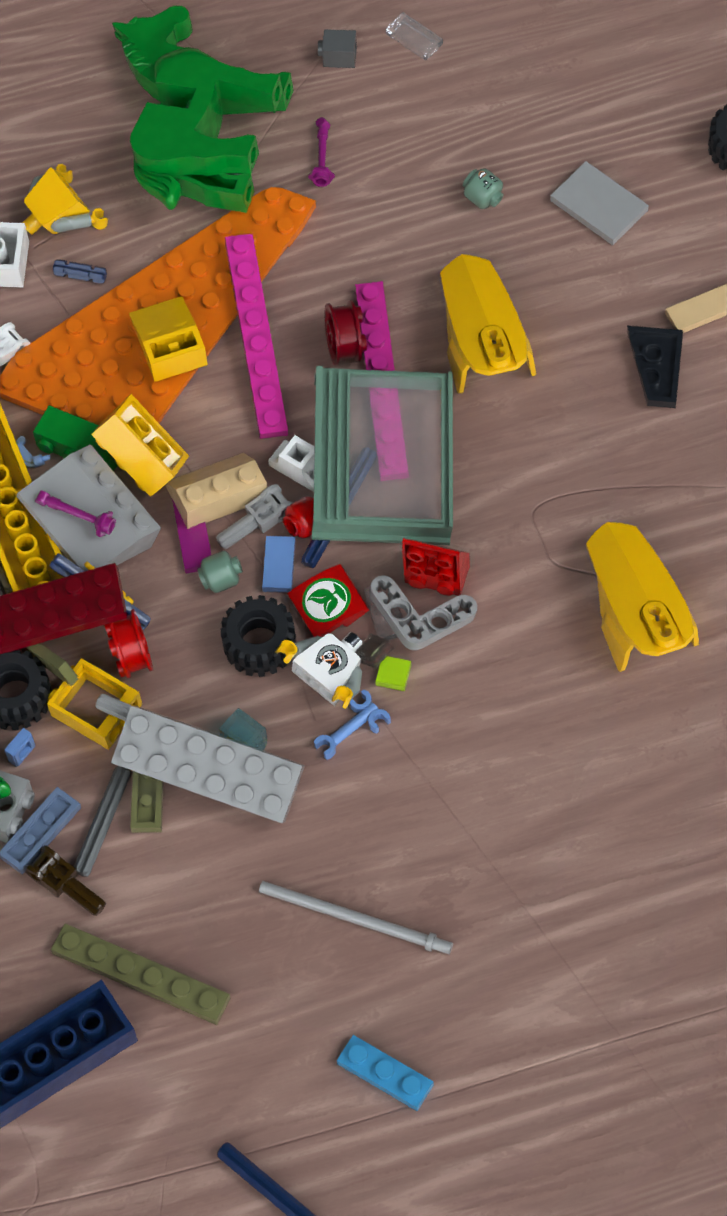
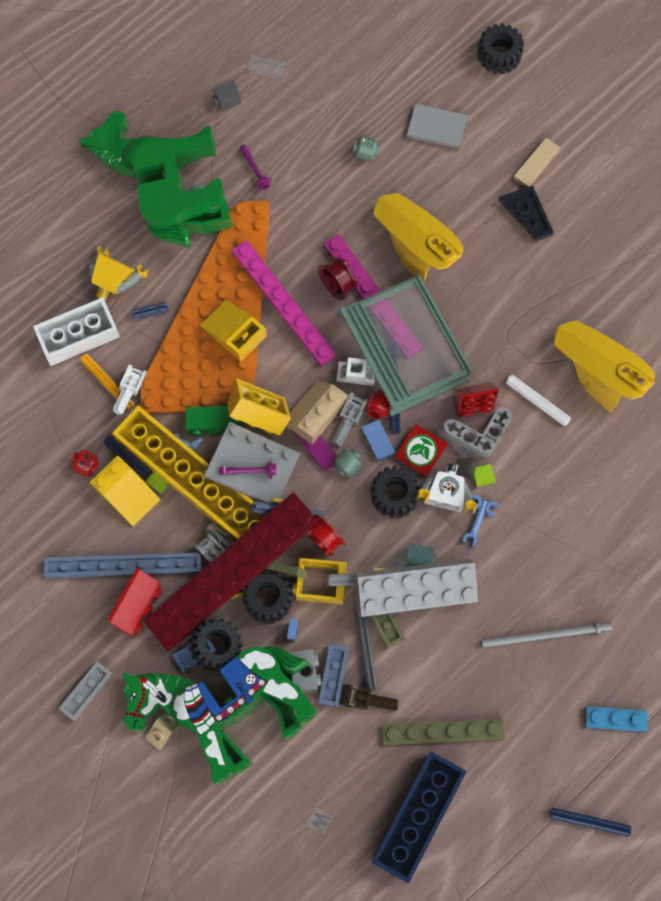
camera: 30 degrees left, 10 degrees up
(526, 610) = (538, 400): none -> white axle

